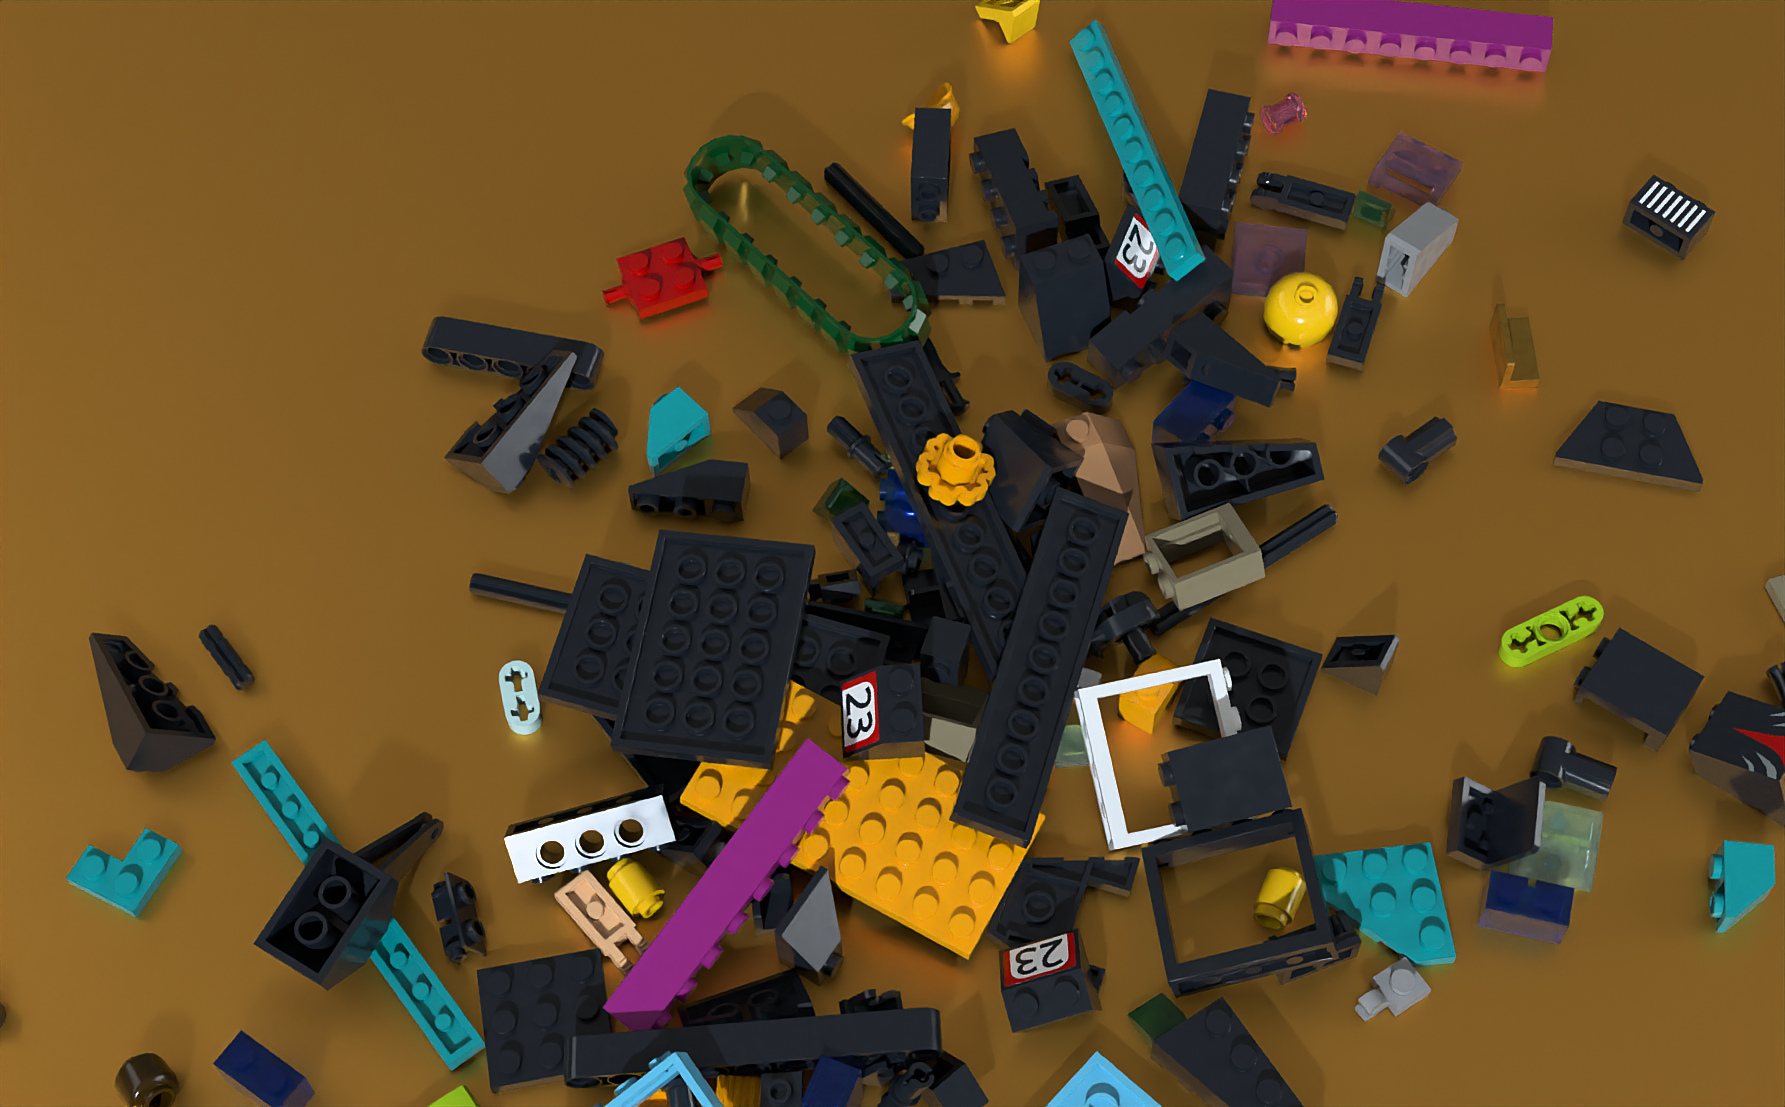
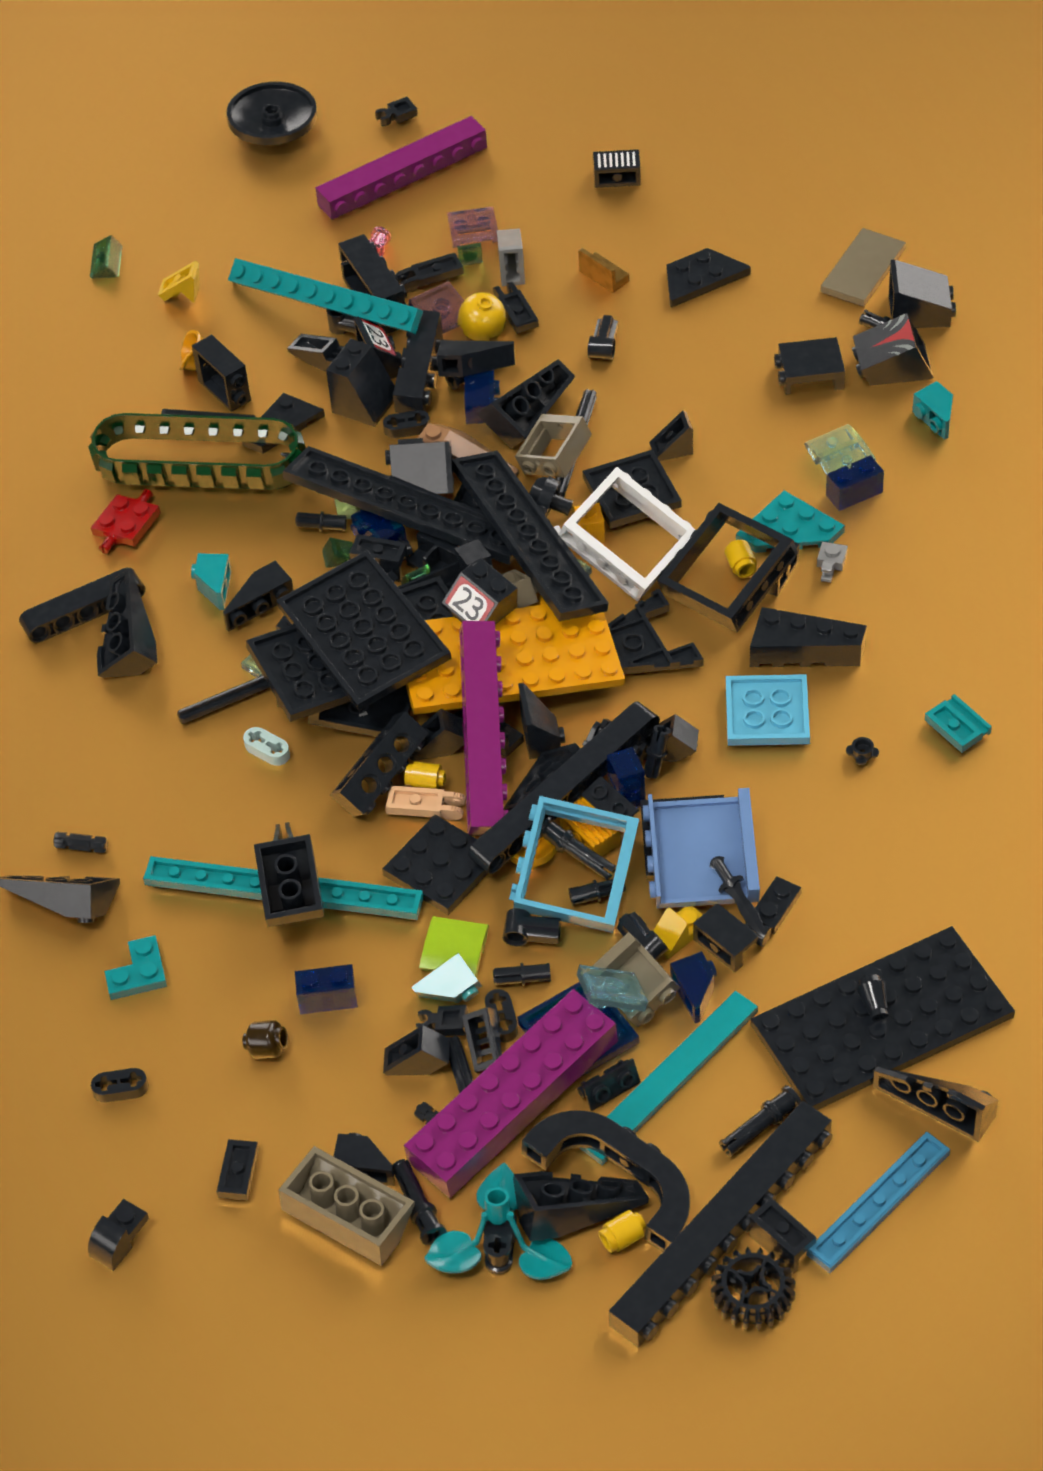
camera: 40 degrees left, 10 degrees down
(455, 901) = (355, 859): black hinge -> none
(579, 448) = (173, 617): black piece -> none
(774, 420) = (262, 538): black slope -> none
(955, 469) = (394, 481): light orange plant -> none
(1014, 195) = (283, 362): black wedge -> none
(1047, 981) = (674, 662): black slope -> none
(1156, 1018) = (737, 647): clear green slope -> none
(1224, 780) = (673, 513): black slope -> none
(1497, 825) = (809, 457): black bracket -> none
(1558, 616) = (745, 364): lime beam -> none
(1564, 767) = (809, 420): black piece -> none

